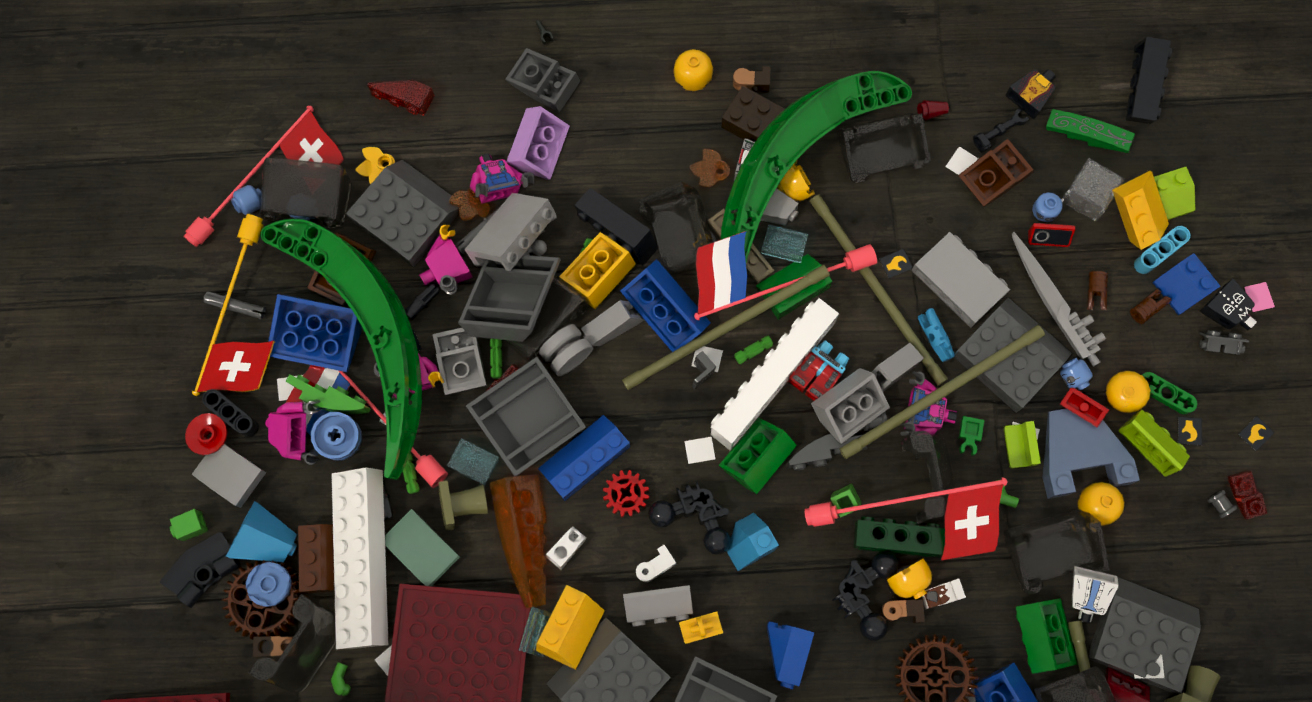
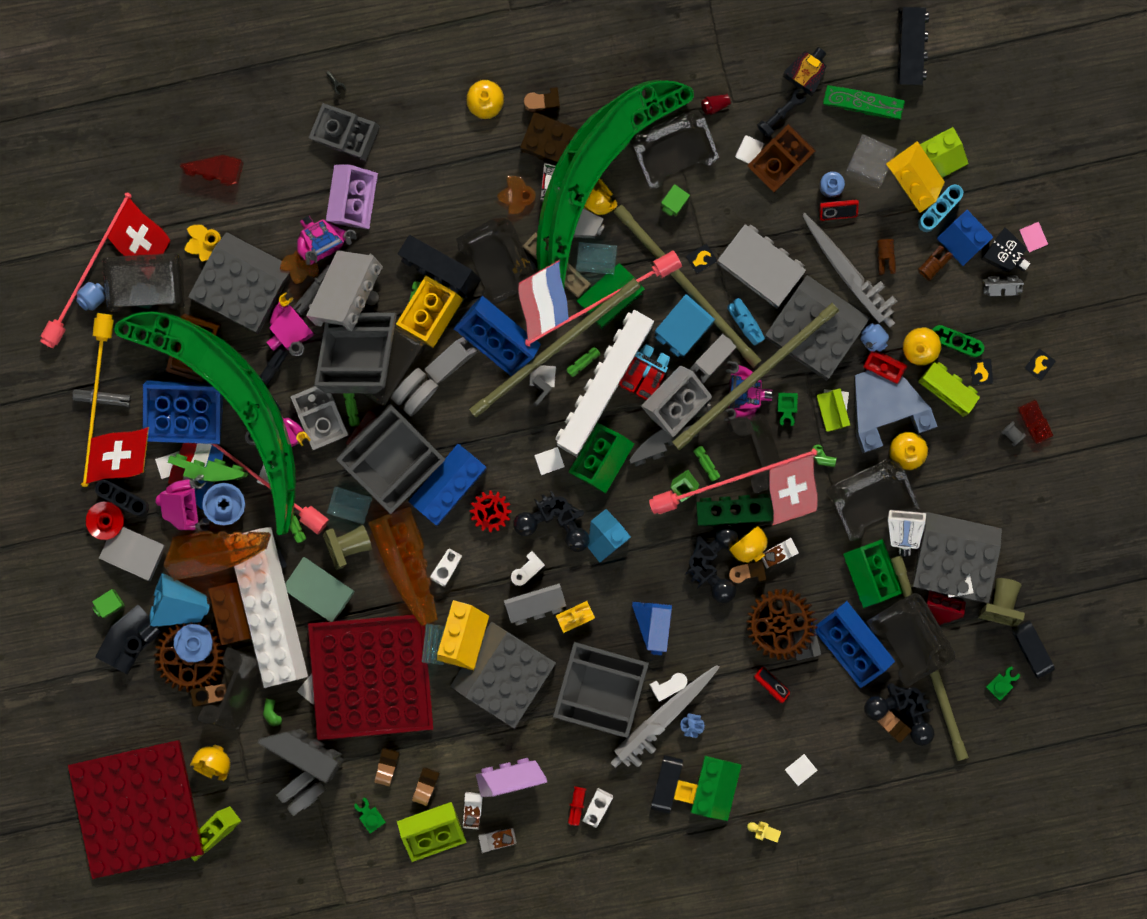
camera: 15 degrees left, 10 degrees up
(309, 486) = (210, 553): none -> clear orange wedge
(869, 327) = (684, 326): none -> dark azure slope
(873, 481) = (706, 463): none -> bright green axle
(876, 198) = (674, 201): none -> bright green brick

